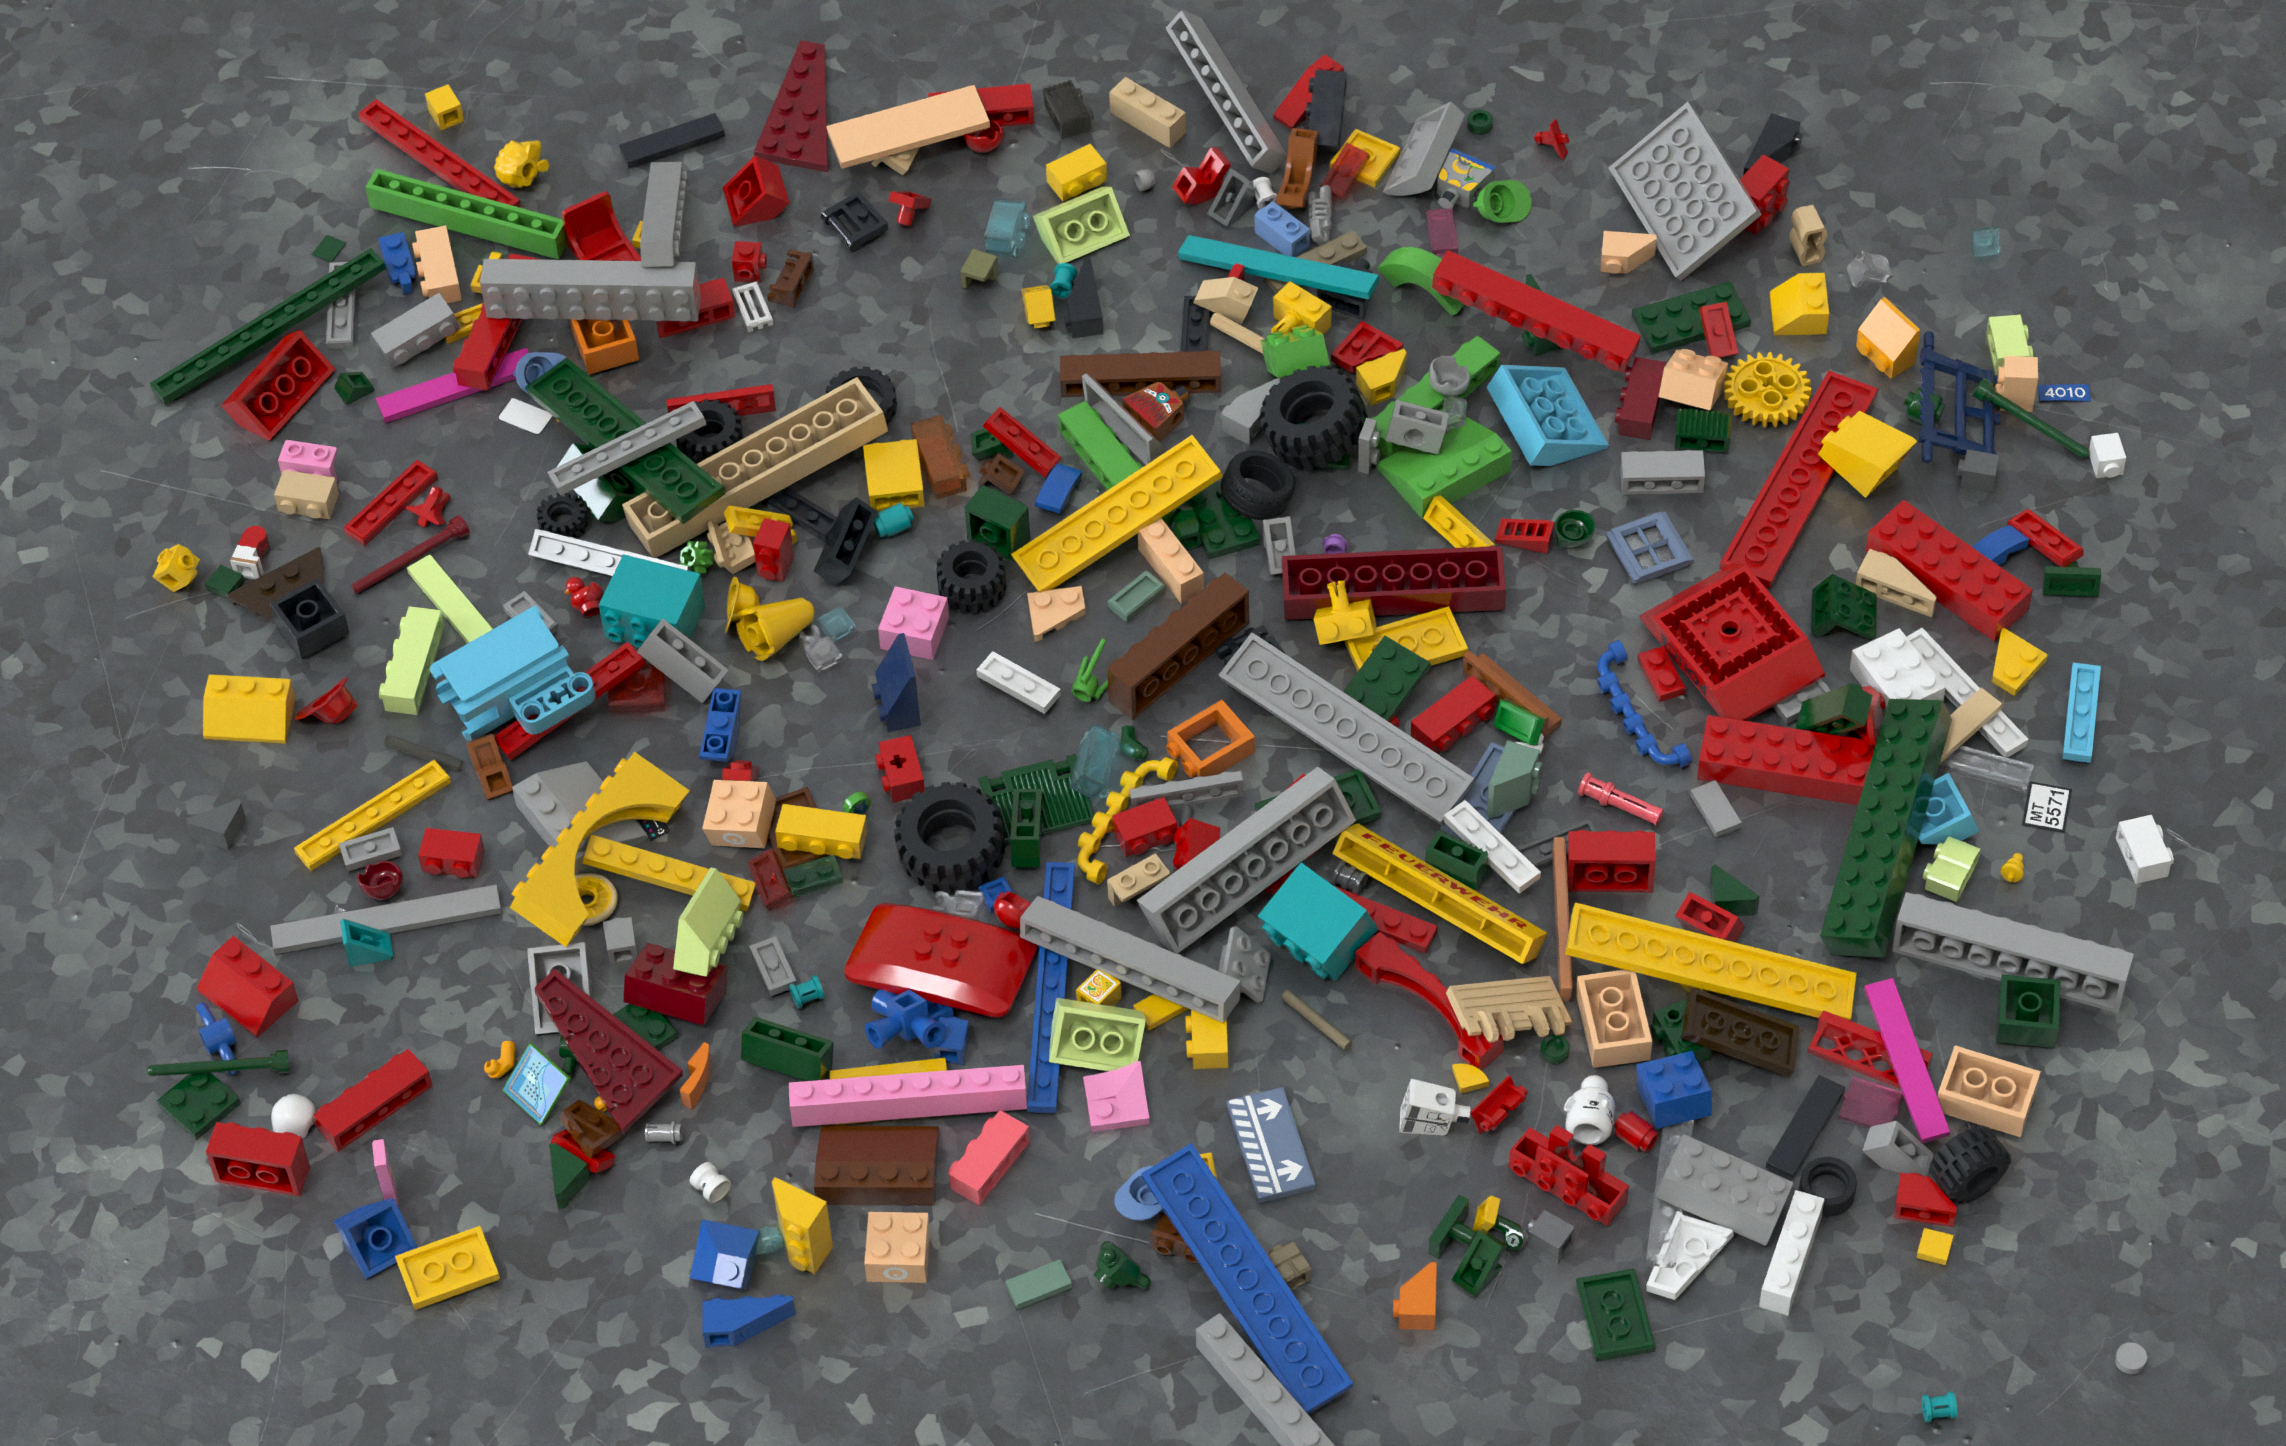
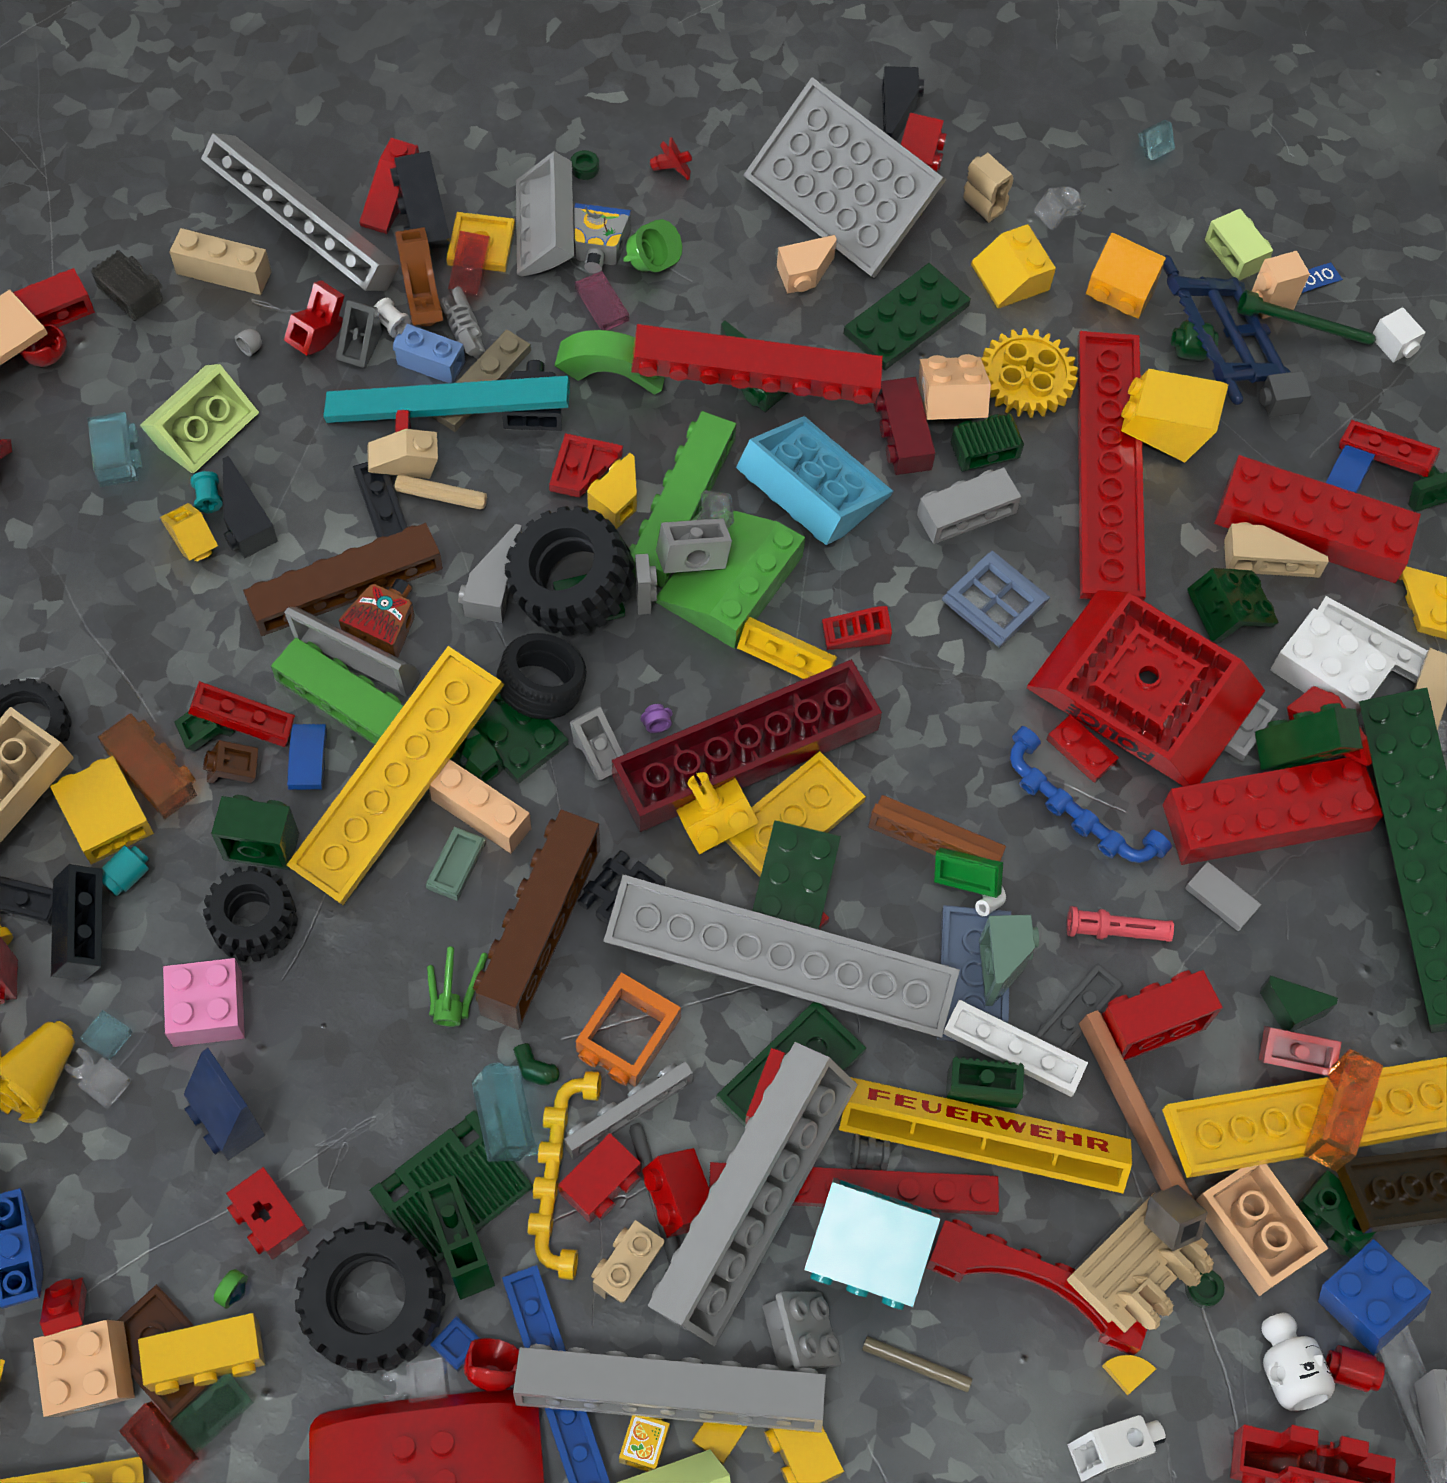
camera: 30 degrees left, 10 degrees up
(979, 267) = (101, 508): olive panel -> none
(1018, 682) = (364, 1034): white plate -> none
(1054, 609) = (366, 916): light nougat wing -> none
(1076, 172) = (169, 357): yellow brick -> none
(1294, 350) = (511, 496): bright green brick -> none
(1298, 307) = (493, 446): yellow brick -> none
(1448, 377) = (699, 473): light grey hair -> none
(1453, 715) = (889, 890): red brick -> none
(1493, 1107) = (1181, 1416): red hinge -> none
(1548, 984) = (1175, 1217): none -> flat silver brick
(1574, 528) = (909, 605): dark green hat -> none
(1707, 952) = (1343, 1110): none -> clear orange brick
(1718, 330) = (948, 322): red plate -> none

